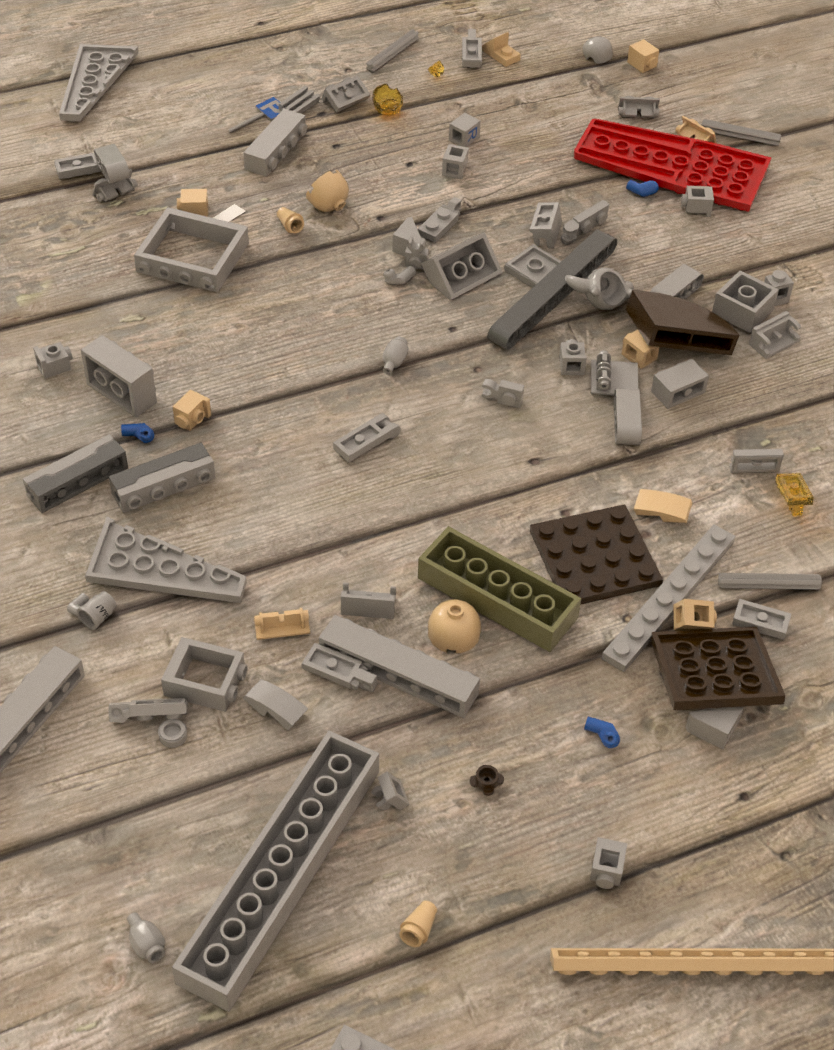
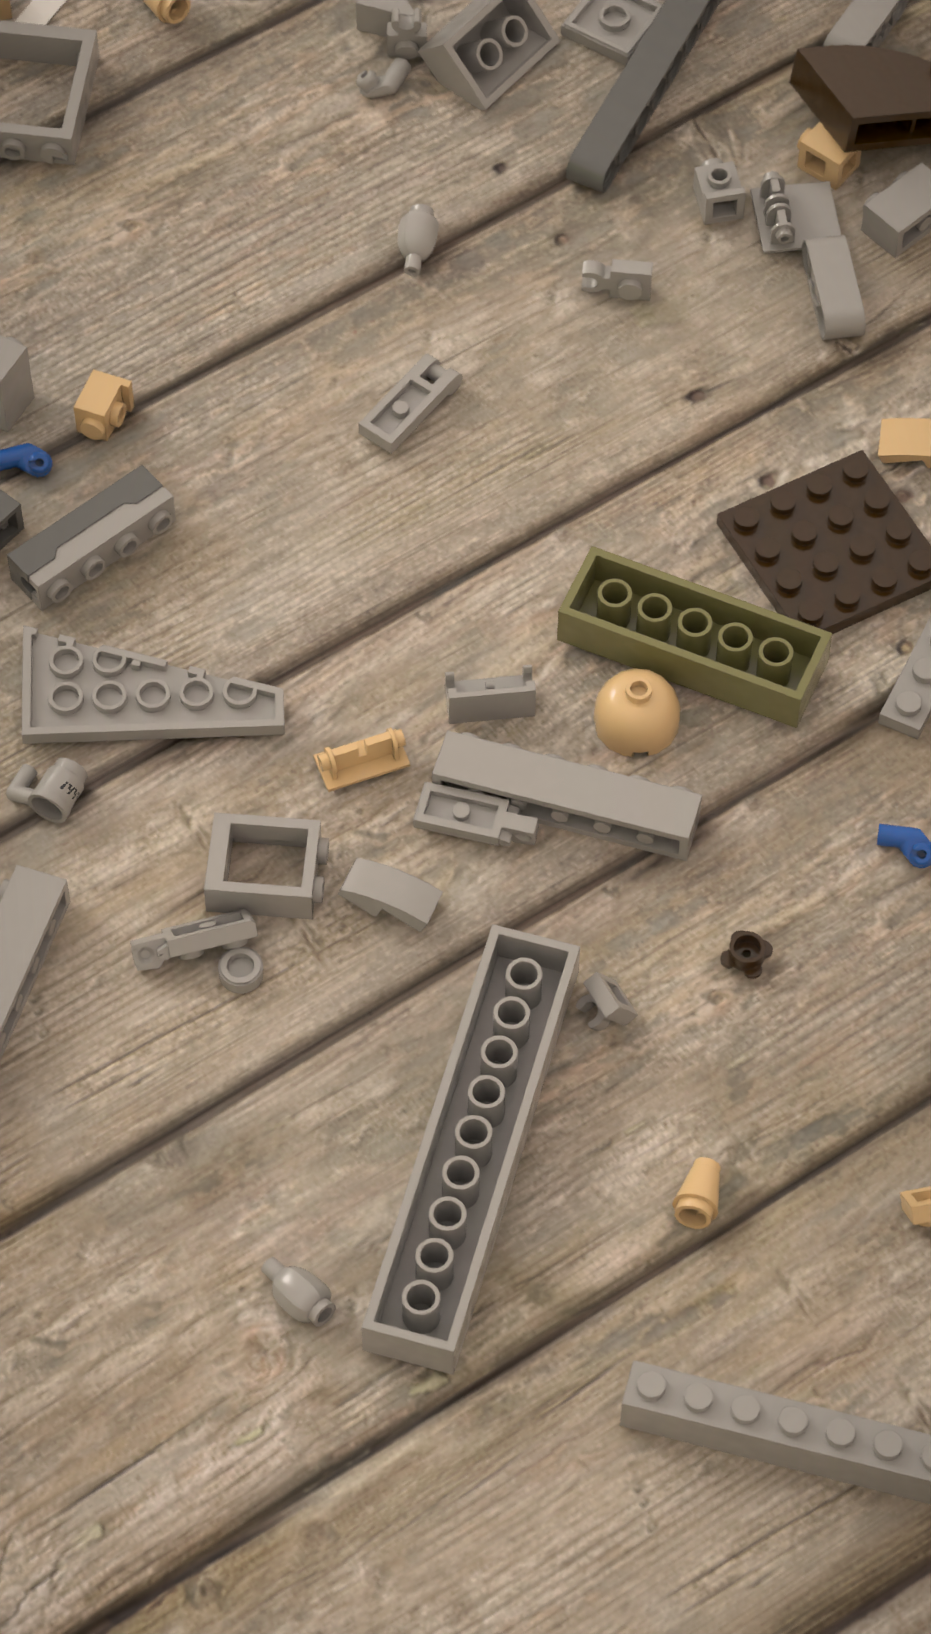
camera: 10 degrees left, 10 degrees up
(602, 288) = (744, 48): light grey piece -> none

